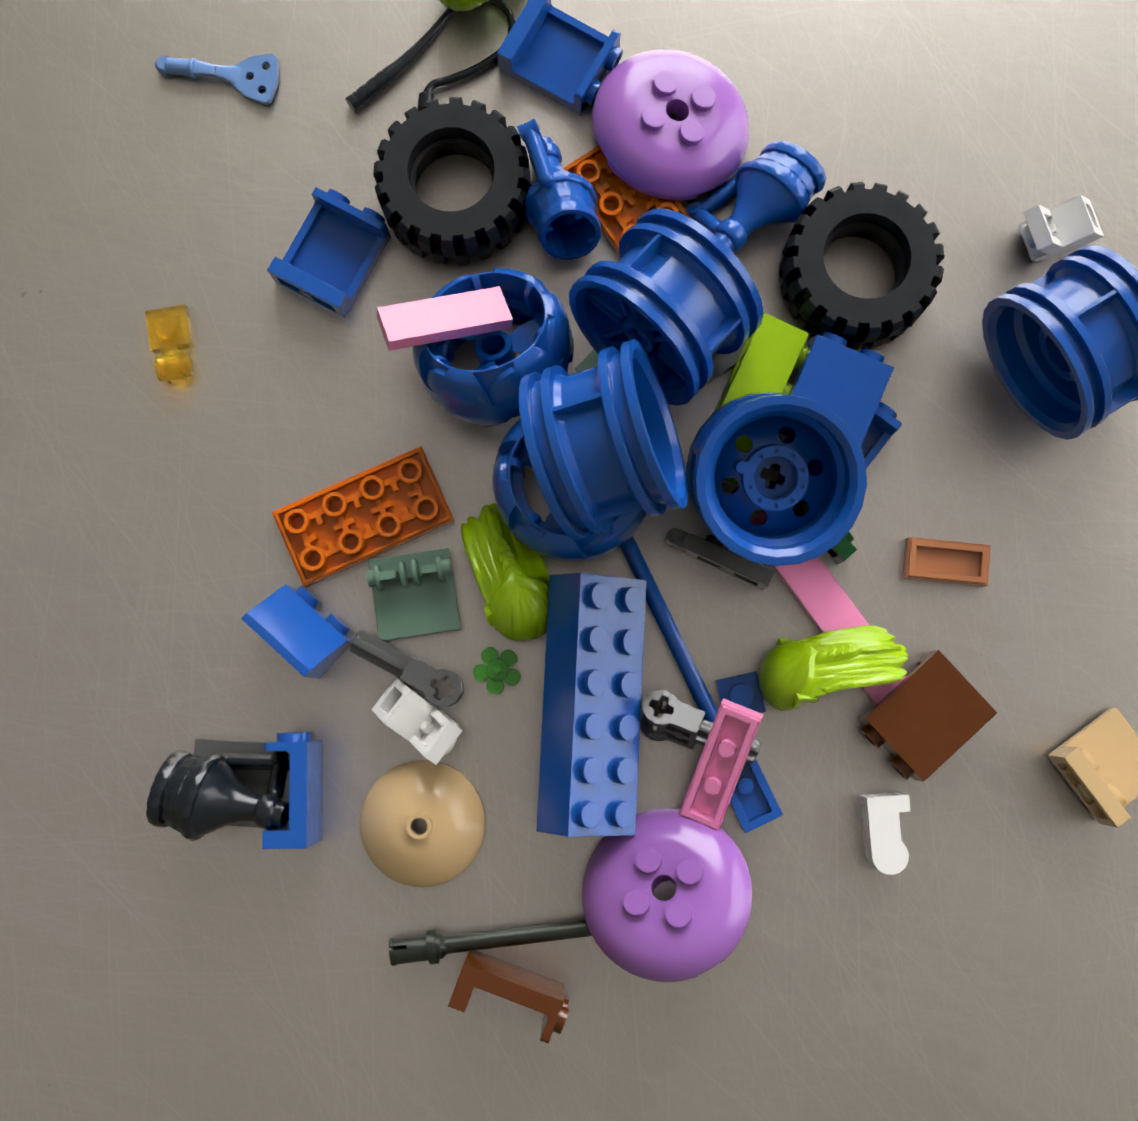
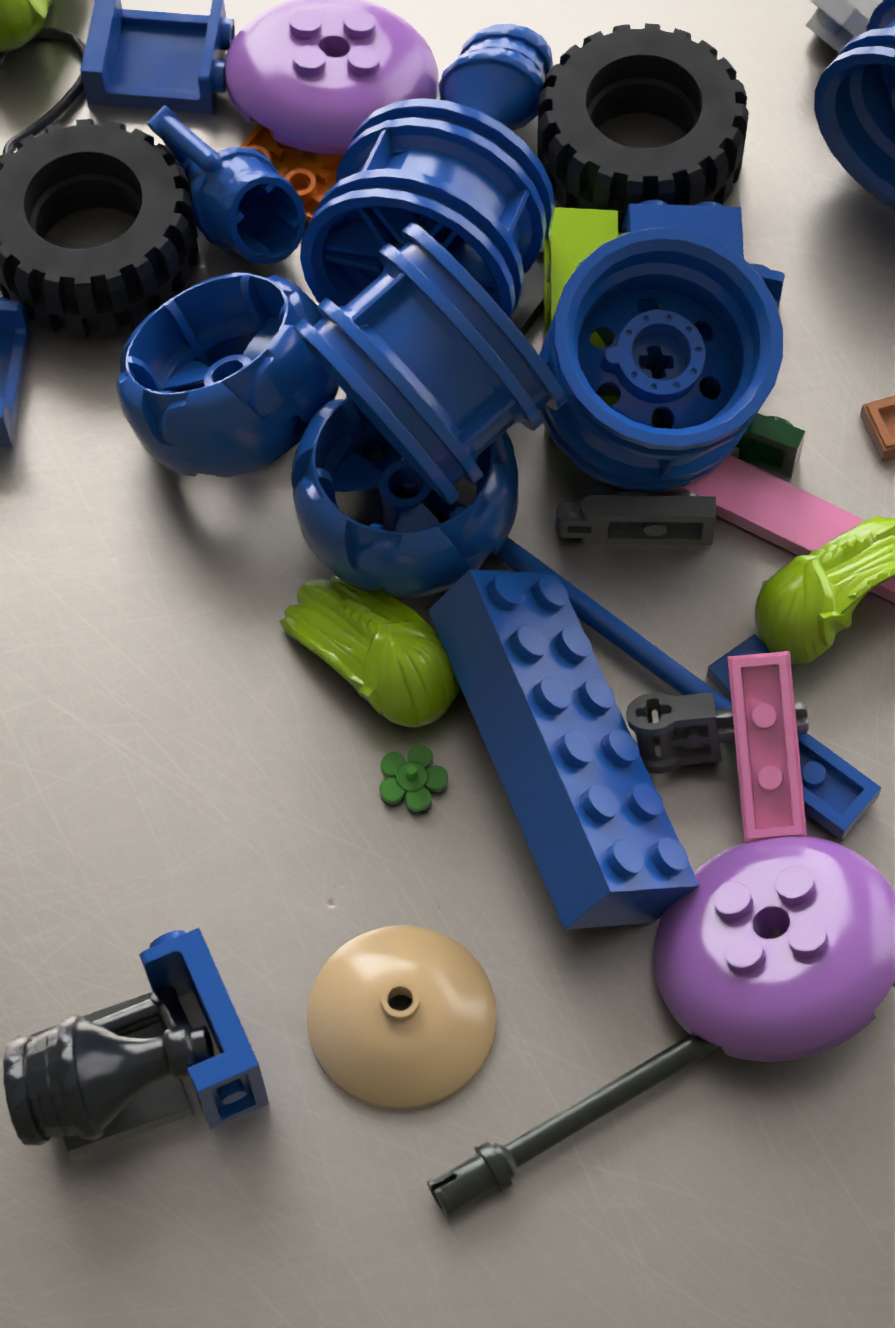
camera: 25 degrees left, 20 degrees down
(299, 630) = (120, 828): blue slope -> none
(363, 516) = (142, 666): orange tile -> none
(407, 668) = (307, 818): dark grey connector -> none
(414, 594) = (256, 729): sand green hinge -> none
(417, 720) = (334, 875): white brick -> none
(444, 318) = (152, 352): tile -> none
(514, 985) = (633, 1149): reddish brown panel -> none

